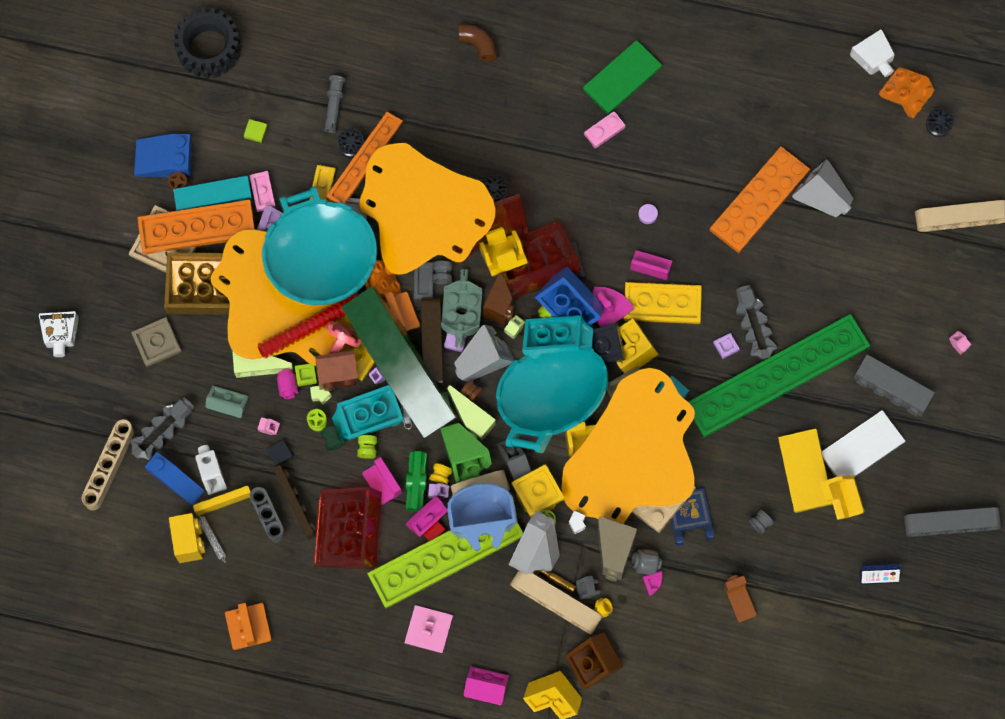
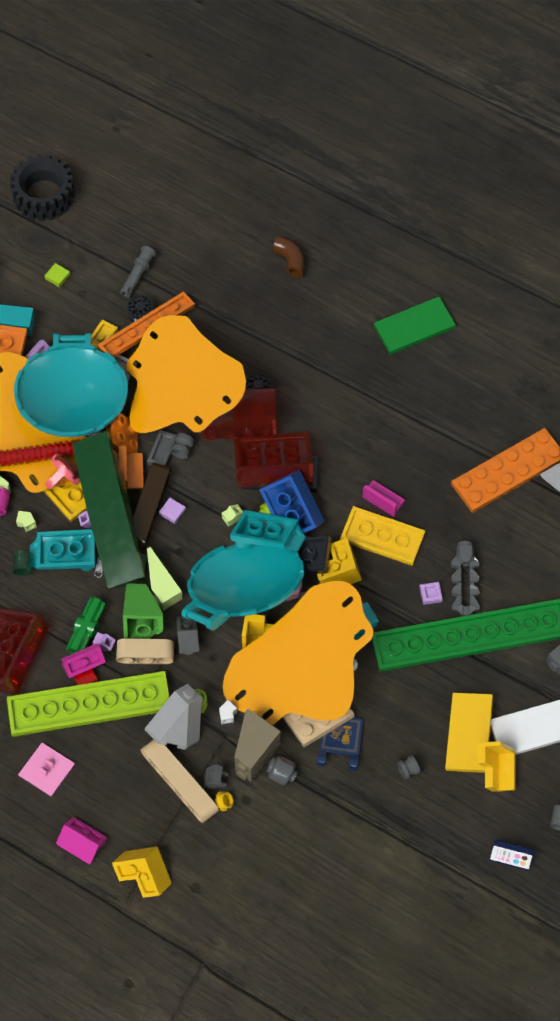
camera: 15 degrees right, 10 degrees down
(262, 190) = (42, 326): bright pink plate -> none
(305, 374) = (18, 498): lime tile -> none
(317, 415) = (12, 538): lime wheel -> none
(336, 370) = (47, 500): copper slope -> none
(367, 446) = (51, 580): lime wheel -> none
(382, 480) = (54, 616): dark pink panel -> none
(440, 474) = (112, 626): yellow wheel -> none
(461, 295) = (188, 471): sand green plate -> none
(471, 391) = (169, 560): reddish brown wheel -> none
(480, 512) = (133, 670): medium blue piece -> none
(483, 355) = (192, 530): light grey slope -> none
(499, 302) = (223, 486): reddish brown slope -> none
(502, 252) = (243, 441): yellow panel -> none
(537, 491) = (199, 669): yellow panel -> none
(557, 579) = (187, 760): pearl gold piece -> none
(593, 661) = (195, 849): reddish brown slope -> none
(604, 130) = (381, 366): bright pink plate -> none
(614, 304) = (334, 524): dark pink shield -> none
(648, 214) = (396, 451): lavender tile -> none
(653, 582) = (281, 793): dark pink tile -> none
(739, 598) = (362, 834): dark orange bracket -> none

